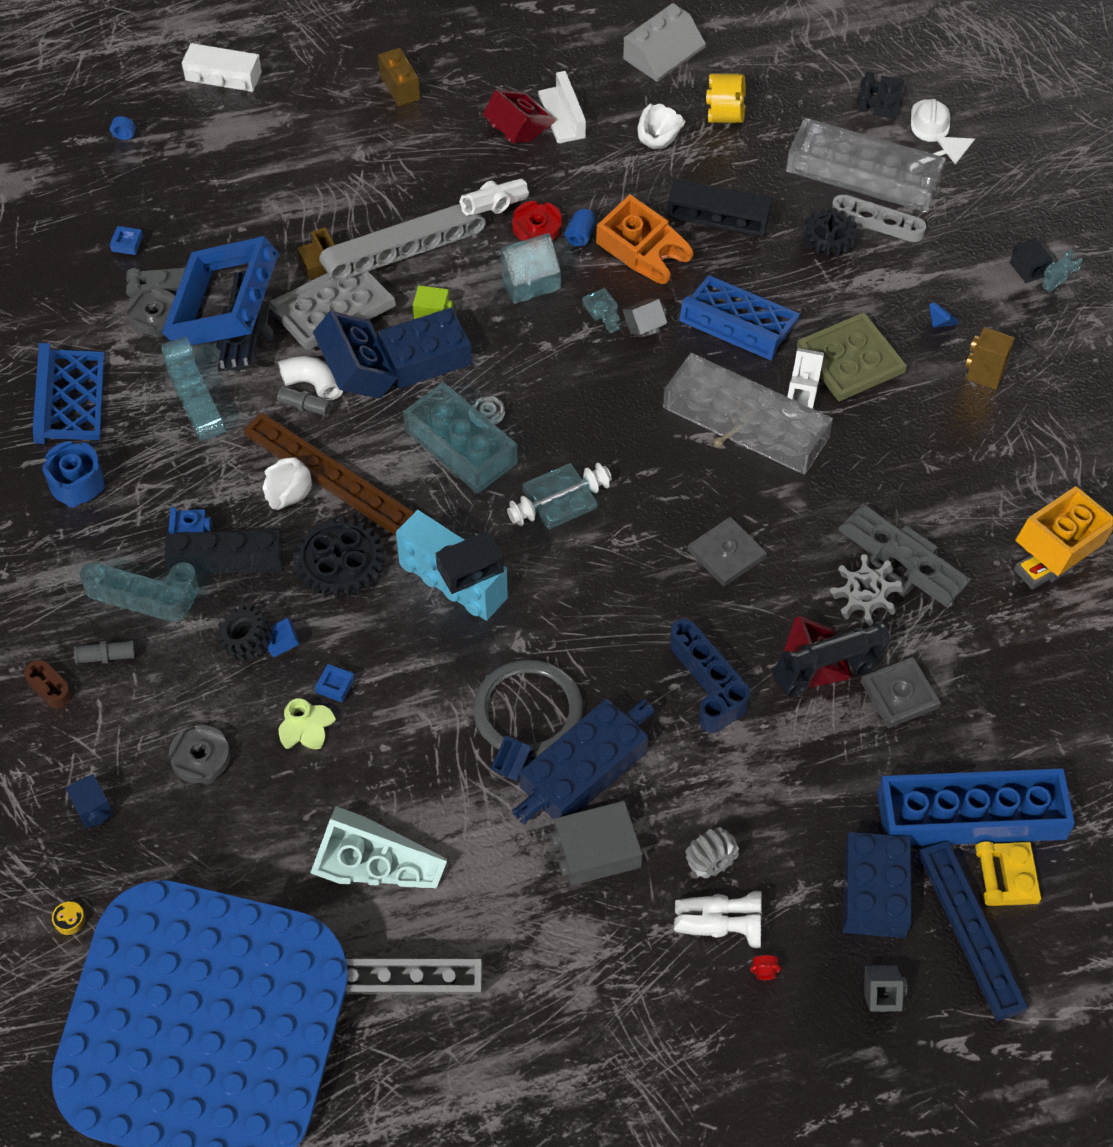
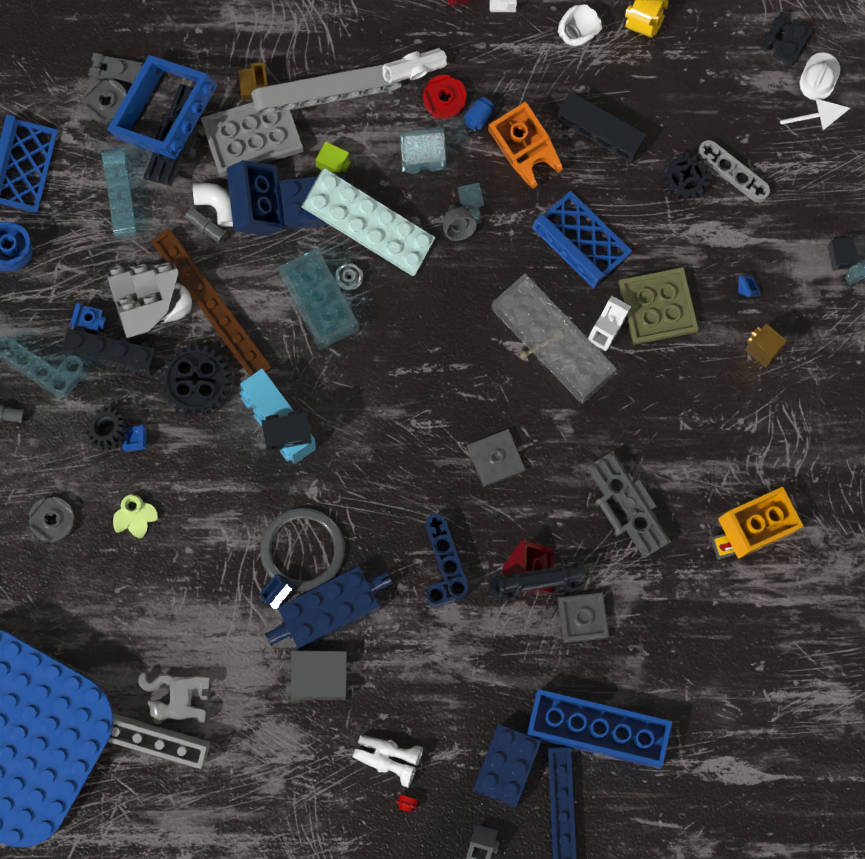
camera: 10 degrees right, 20 degrees up
(126, 240) = (99, 20): blue plate -> none
(249, 478) = (142, 294): none -> light grey brick
(334, 683) = (164, 489): blue plate -> none
(370, 853) = (152, 633): light aqua wedge -> none
(425, 911) = (180, 697): none -> light grey animal
(493, 346) = (368, 222): none -> light aqua plate
(559, 495) = (381, 372): clear light blue plate -> none
(597, 329) = (458, 223): none -> dark grey helmet
(646, 317) = (503, 222): brick -> none
(712, 852) = (397, 709): light grey gear -> none
(865, 164) = (740, 117): clear brick -> none
(865, 599) = (598, 527): light grey gear -> none
(1017, 872) = (613, 783): yellow plate -> none

